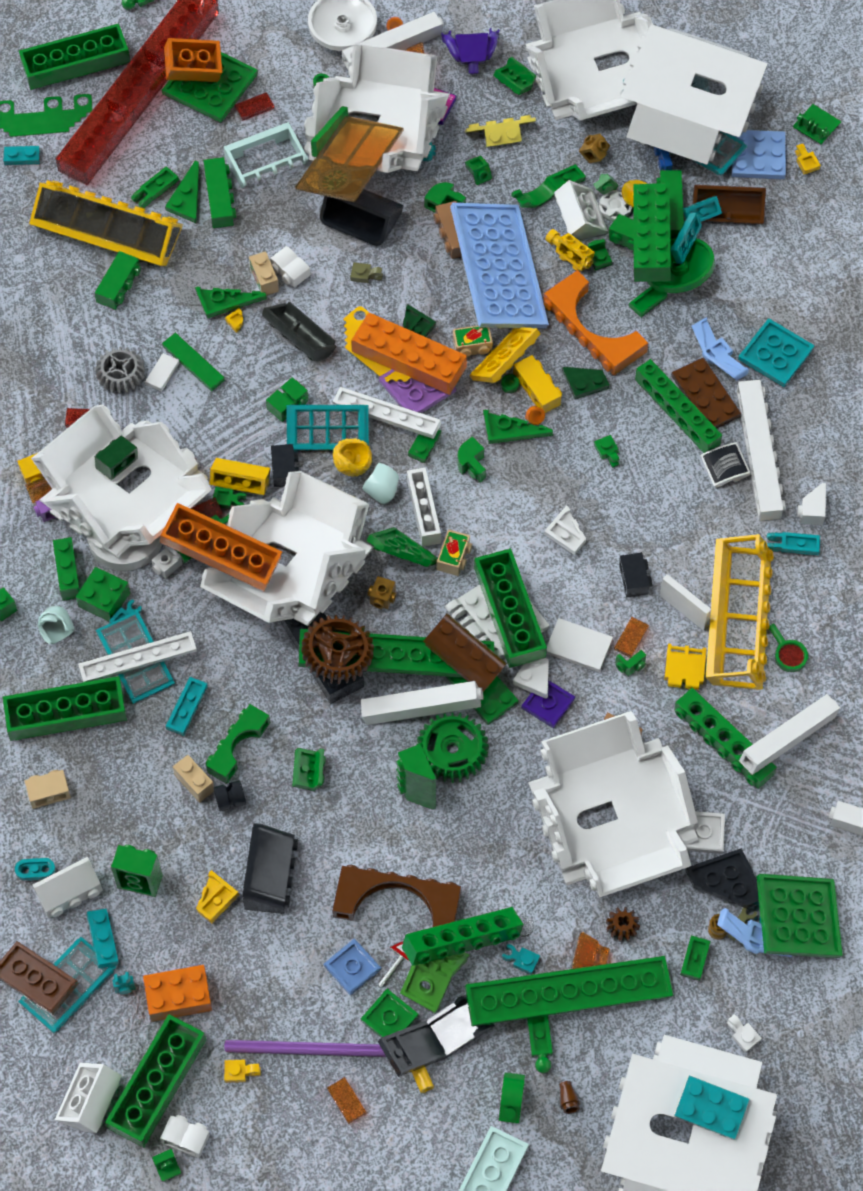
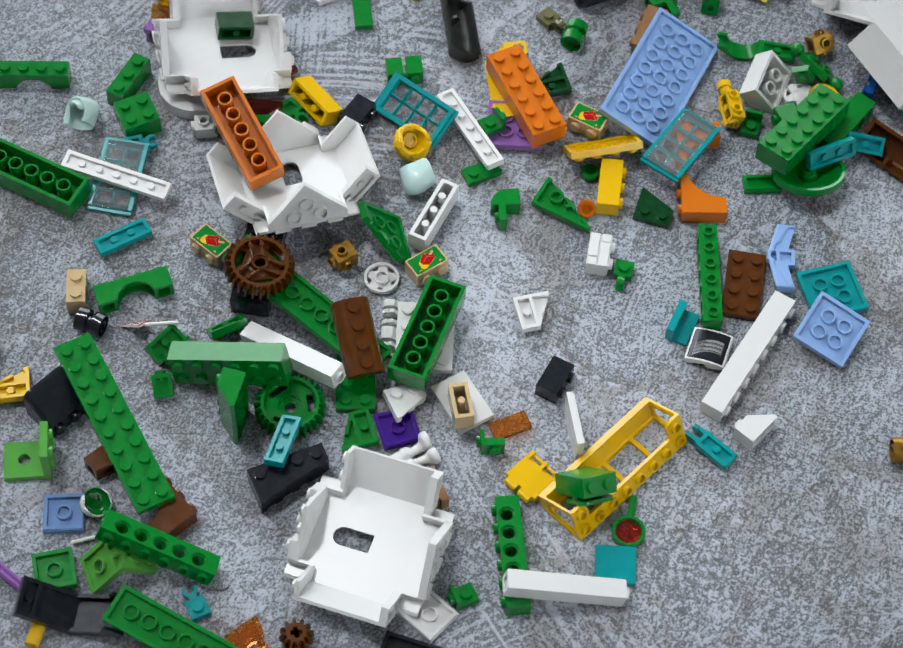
camera: 35 degrees right, 5 degrees down
(267, 660) = (209, 245): none -> brick
(270, 767) = (148, 323): none -> white piece
(291, 932) = (38, 452): none -> bright green bracket
(334, 804) = (162, 384): none -> green bracket
(335, 863) = (114, 424): none -> green plate
(342, 718) = (233, 324): none -> green plate
(373, 938) = (96, 502): none -> green hair
(380, 746) = (201, 362): none -> green brick
(397, 272) = (574, 34): none -> green wheel
(402, 393) = (493, 123): none -> green bracket
(425, 589) = (381, 279): none -> white wheel
(480, 778) = (282, 441): none -> teal plate
(498, 808) = (273, 483): none -> black wedge
(523, 727) = (359, 430): none -> green wing
(565, 311) = (680, 145): none -> clear piece
(575, 718) = (423, 445): none -> white piece
(578, 447) = (598, 254): none -> white brick
(587, 648) = (461, 405): none -> tan brick
(601, 168) = (818, 69): none -> green plate
(688, 460) = (681, 324): none -> teal panel
(715, 798) = (462, 596): none -> green bracket
(739, 642) = (586, 485): none -> green brick
(803, 688) = (616, 563): none -> teal tile
(804, 384) = (831, 329): none -> light blue plate

